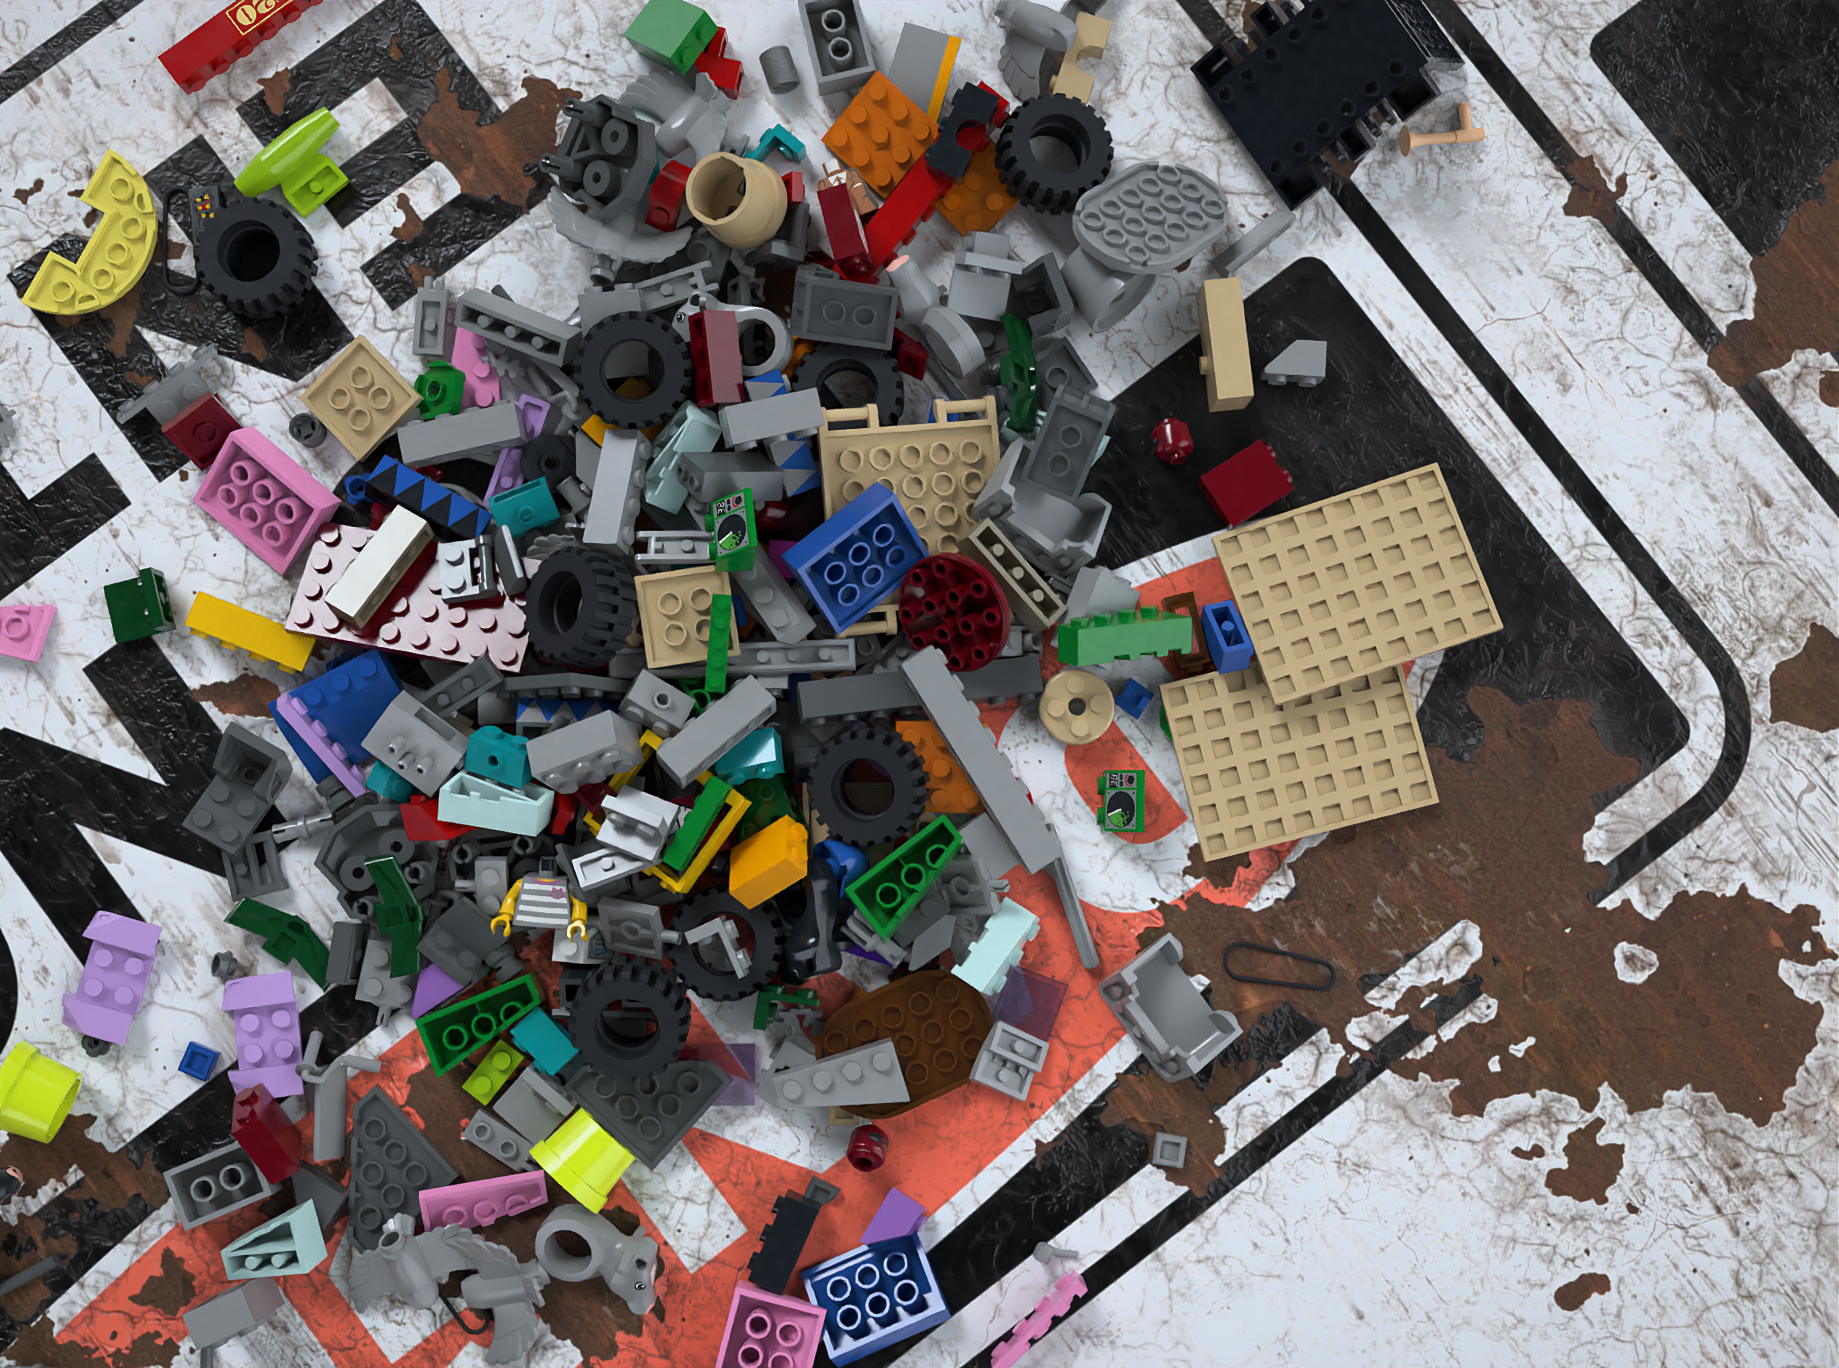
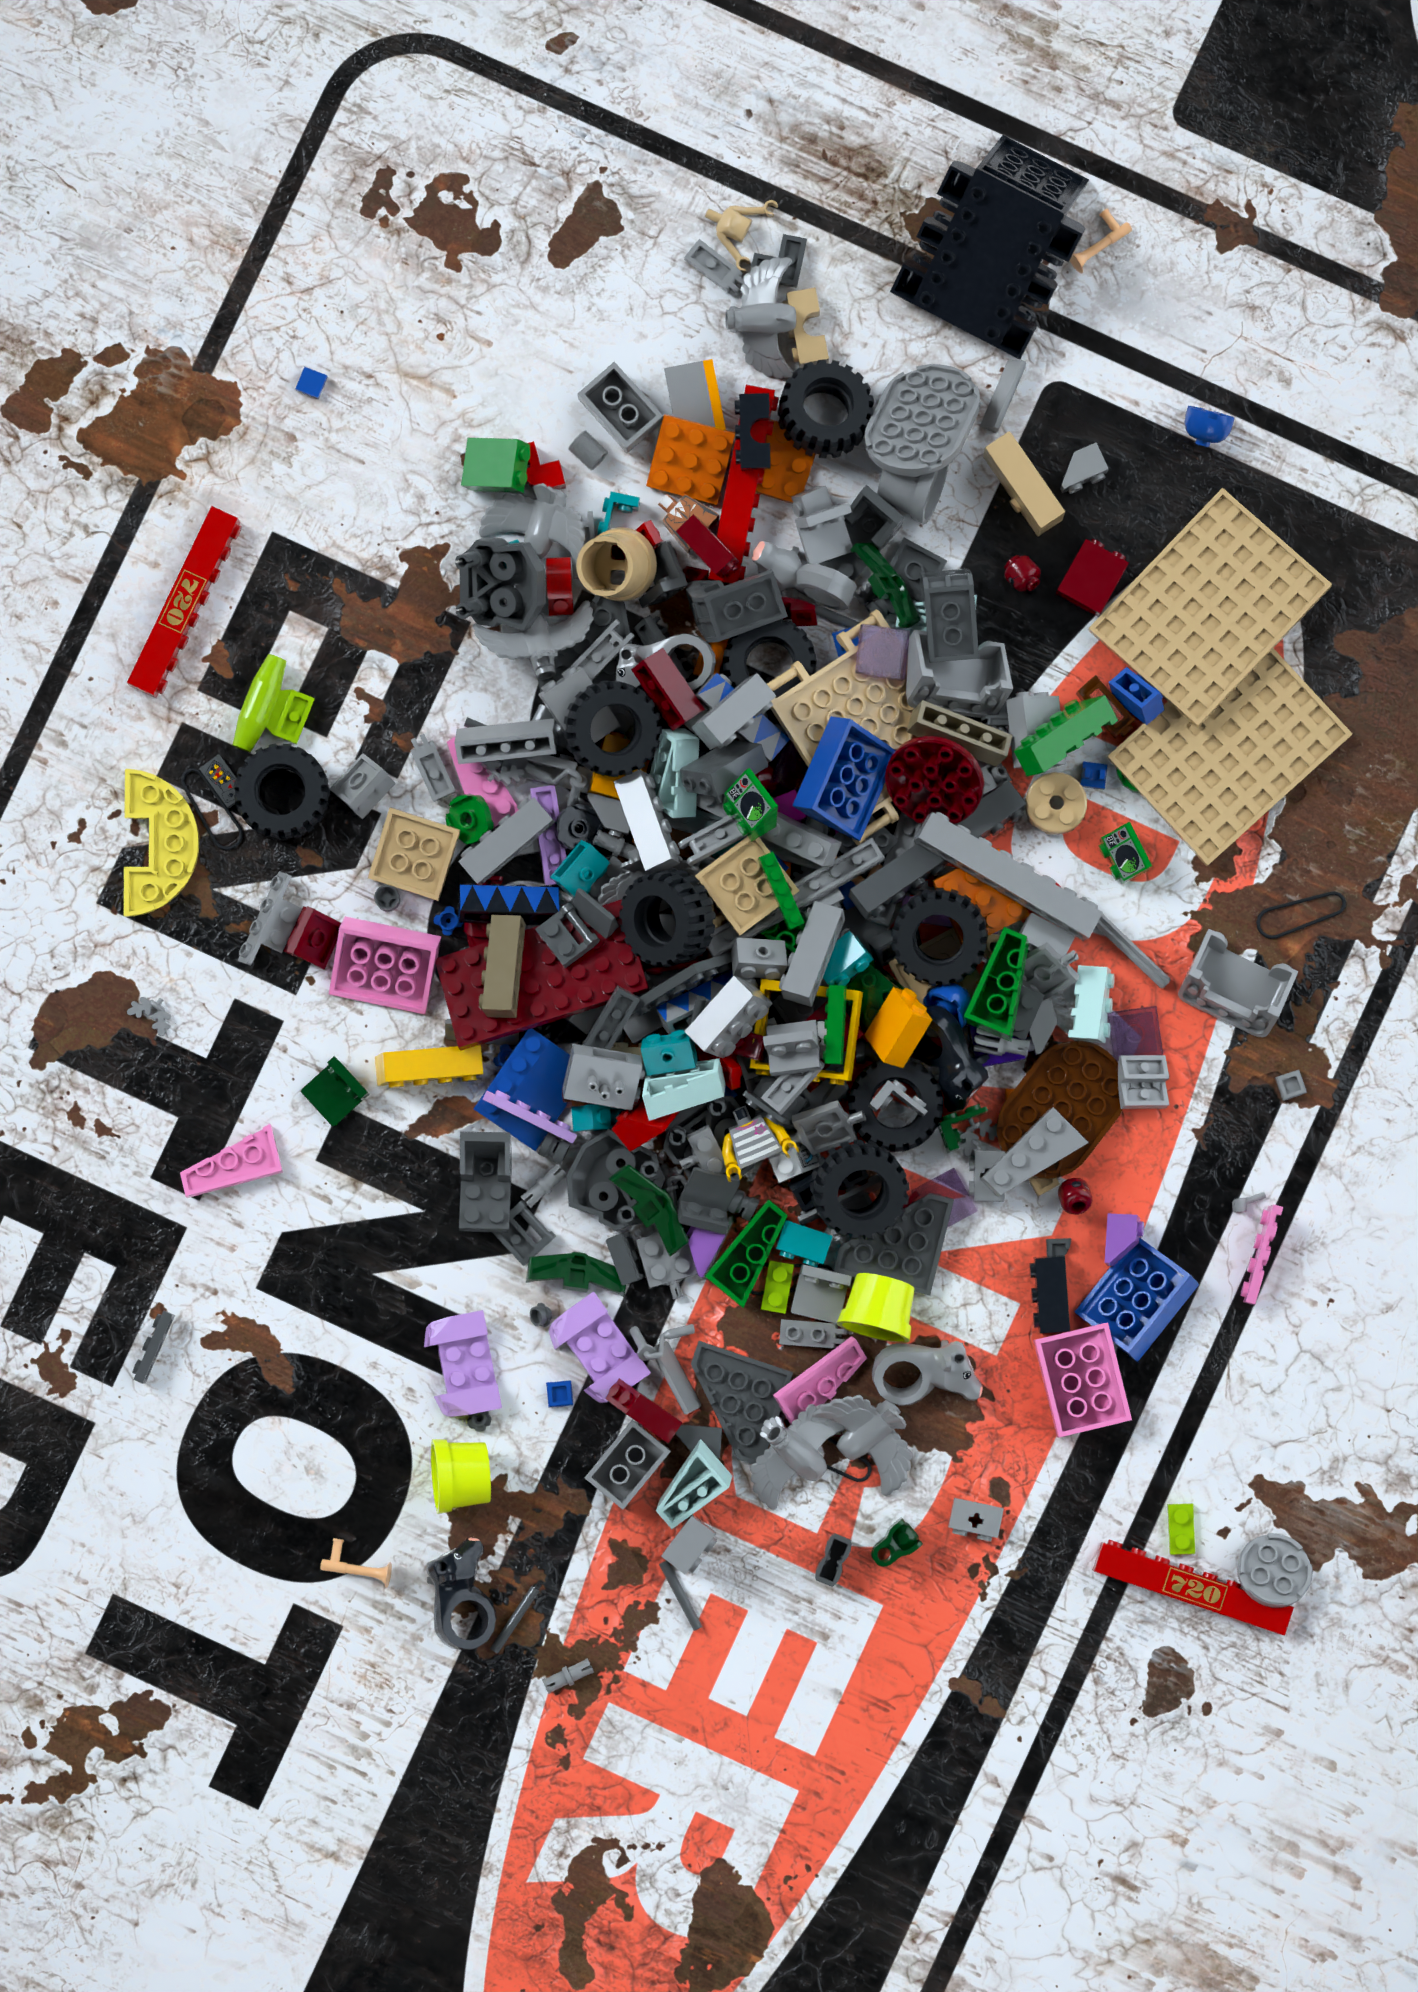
camera: 25 degrees left, 0 degrees up
(347, 299) = (362, 785): none -> light grey bracket
(973, 443) = (882, 652): none -> clear purple tile
(1456, 387) = (1207, 425): none -> blue cylinder

